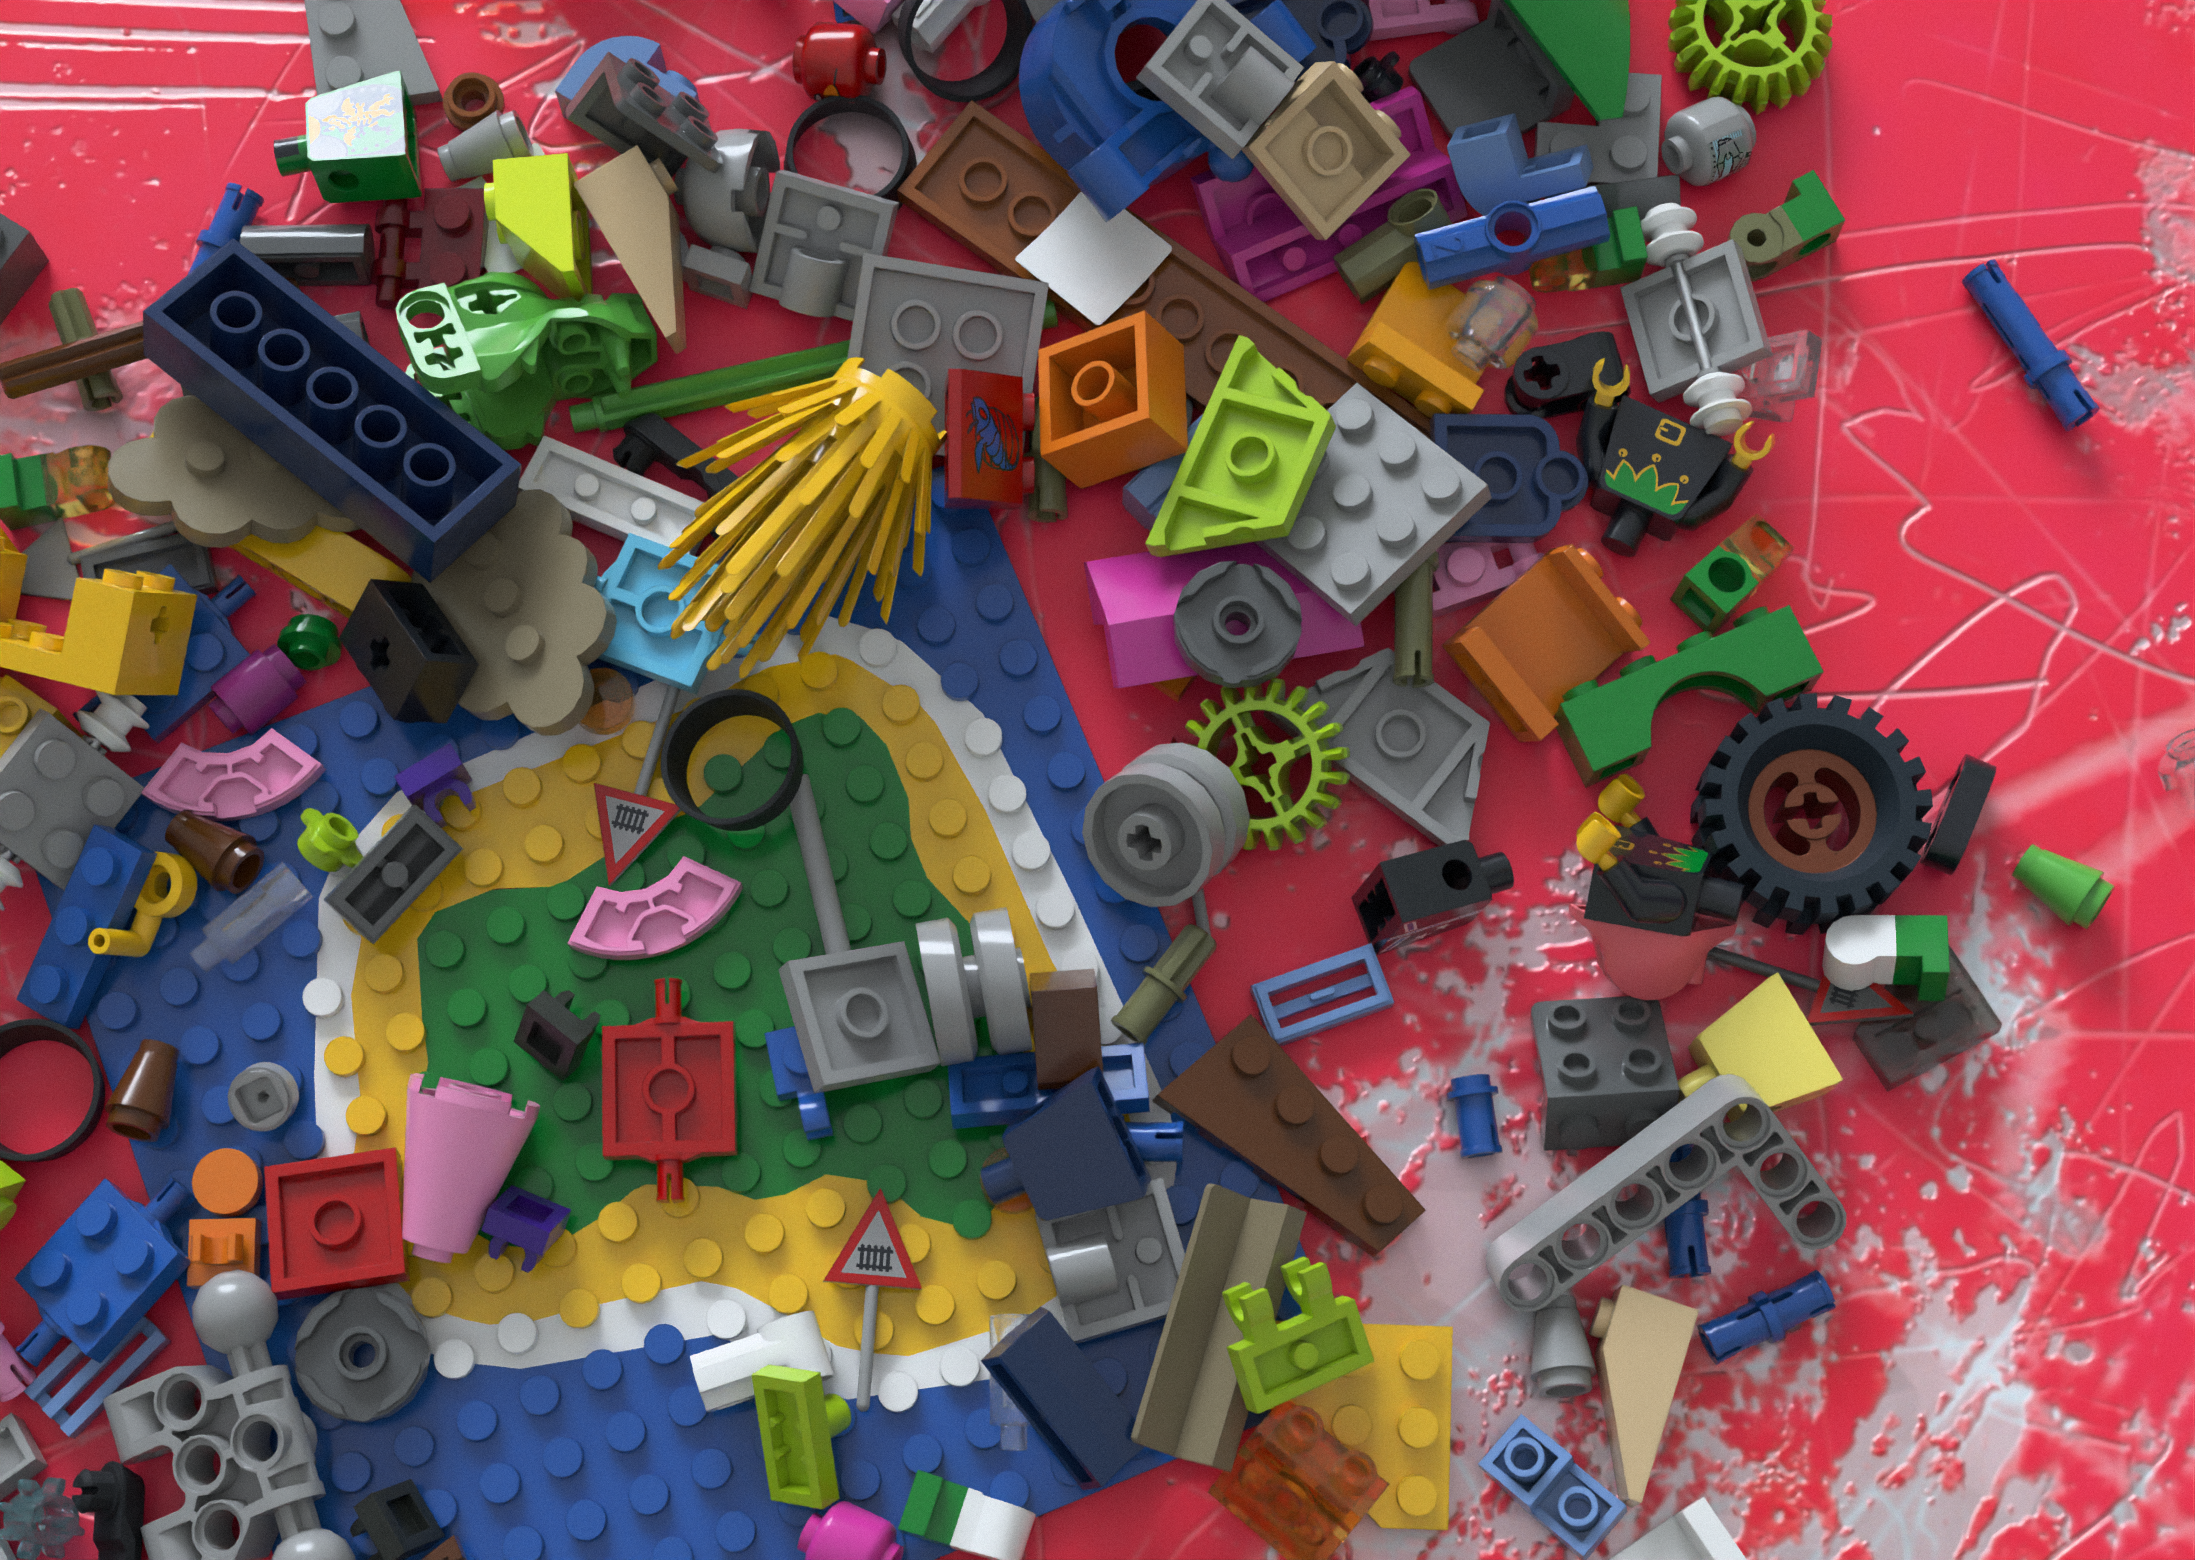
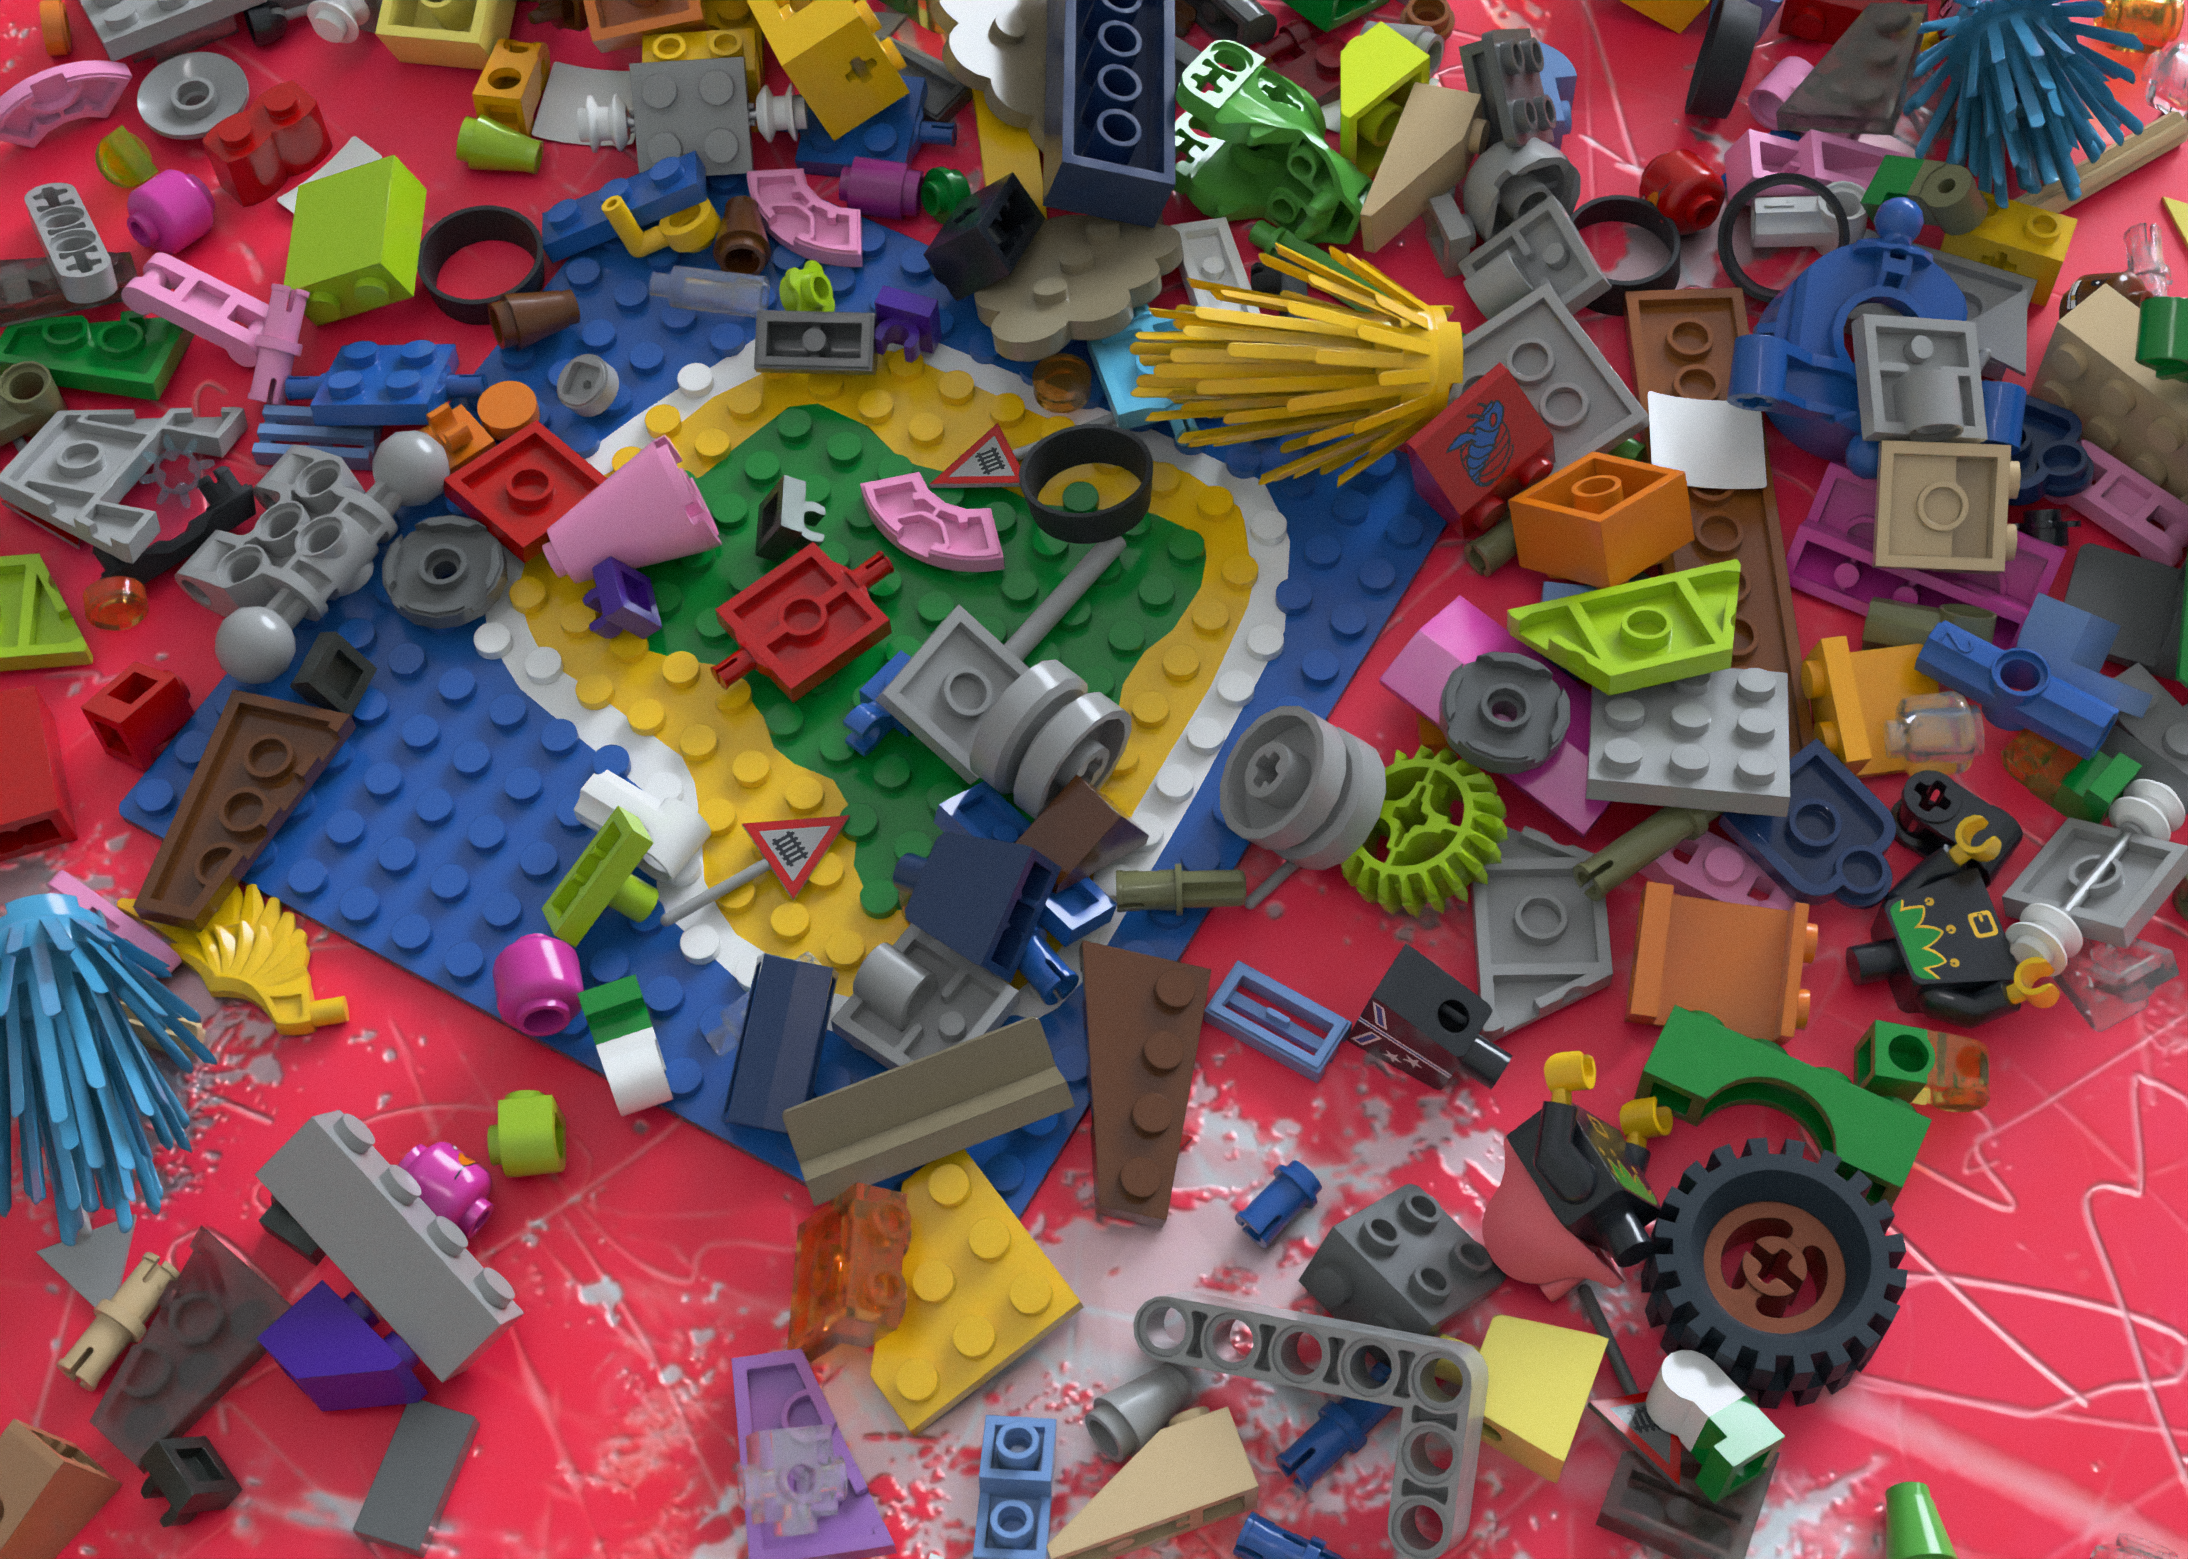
camera: 55 degrees right, 15 degrees down
(1299, 1353) = (949, 1175): lime plate -> none
(1958, 814) = (1892, 1402): black beam -> none

